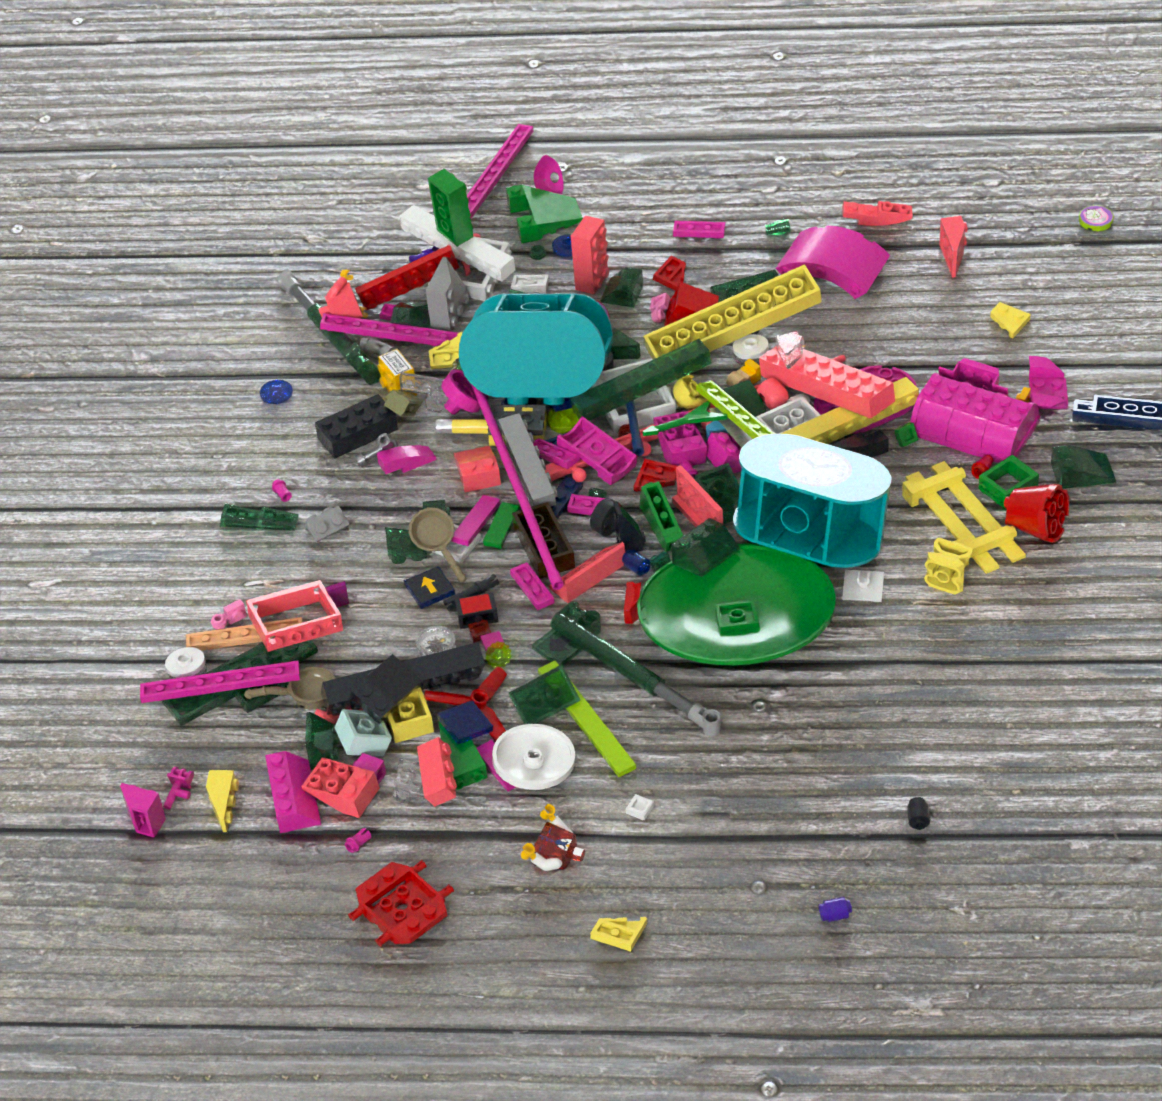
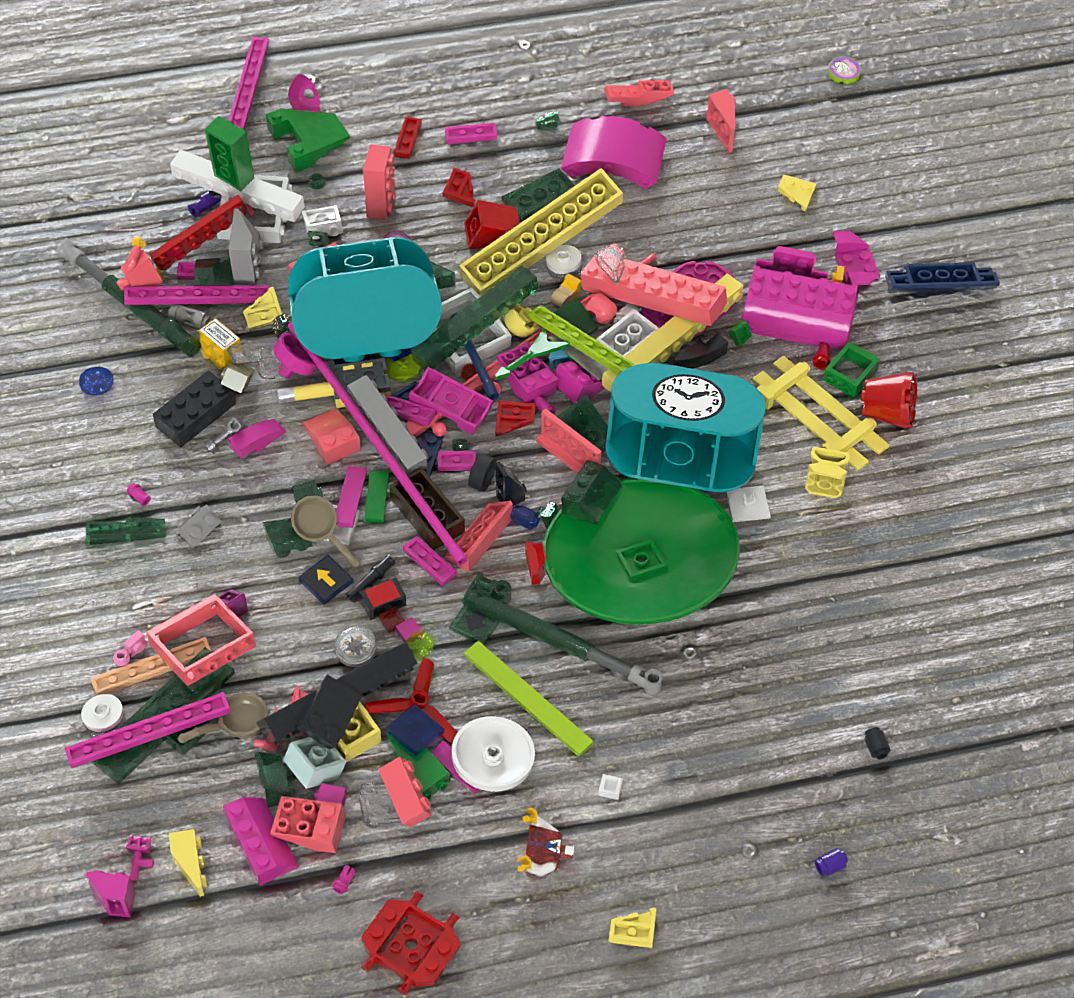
camera: 20 degrees left, 10 degrees up
(544, 696) = (483, 685): clear green slope -> none
(562, 245) = (344, 169): clear blue wheel -> none
(624, 288) = (415, 210): clear green slope -> none
(637, 226) = (407, 137): none -> red tile
(658, 306) = (457, 224): bright pink plate -> none
(659, 515) = (534, 463): green slope -> none
(1080, 467) = (911, 343): clear green slope -> none

